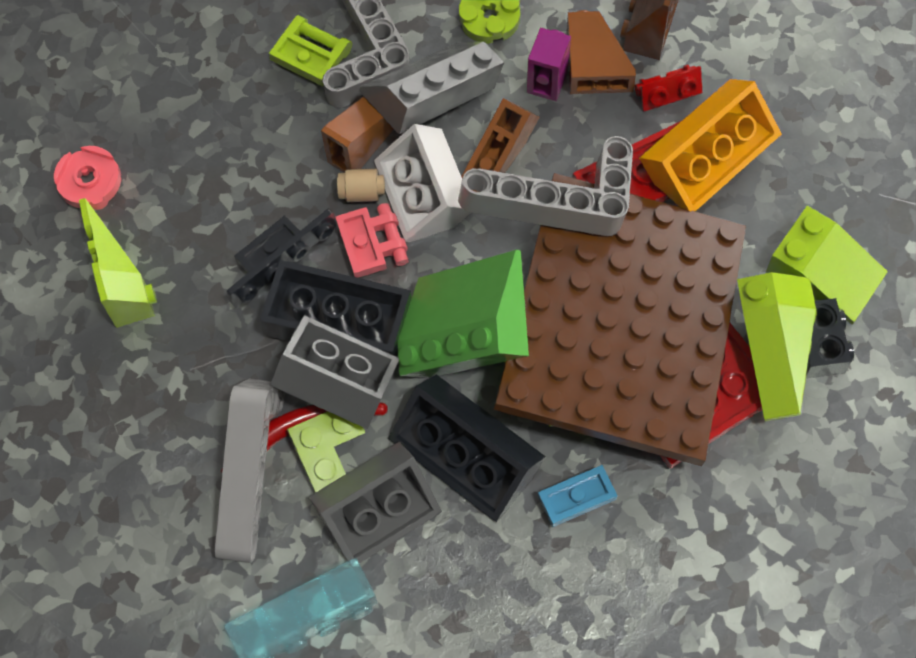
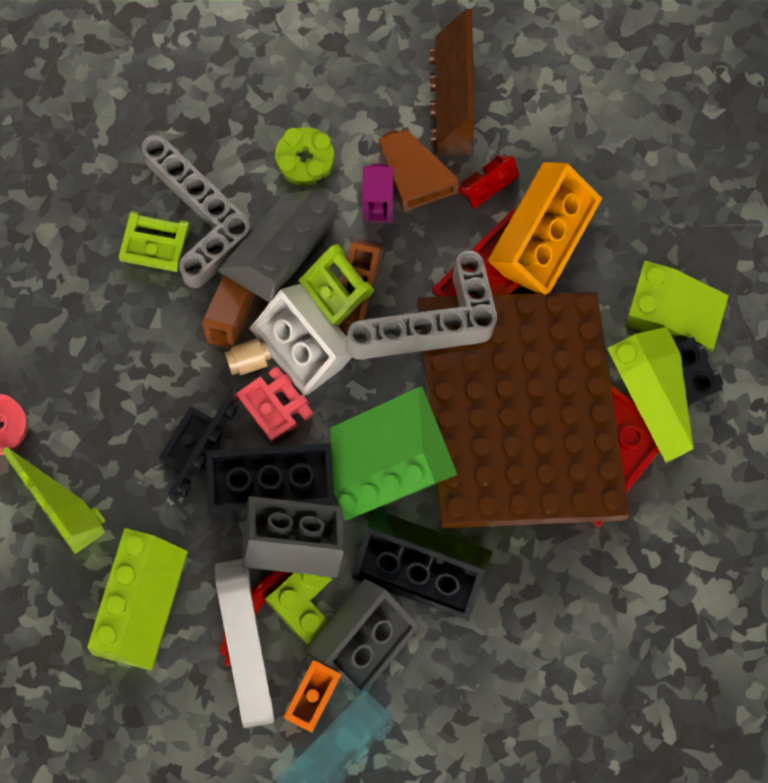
camera: 20 degrees left, 5 degrees up
(157, 390) = (137, 600): none -> lime slope
(297, 547) = (312, 696): none -> orange slope
(464, 140) = (329, 291): none -> lime plate
(577, 496) = (529, 576): dark azure plate -> none

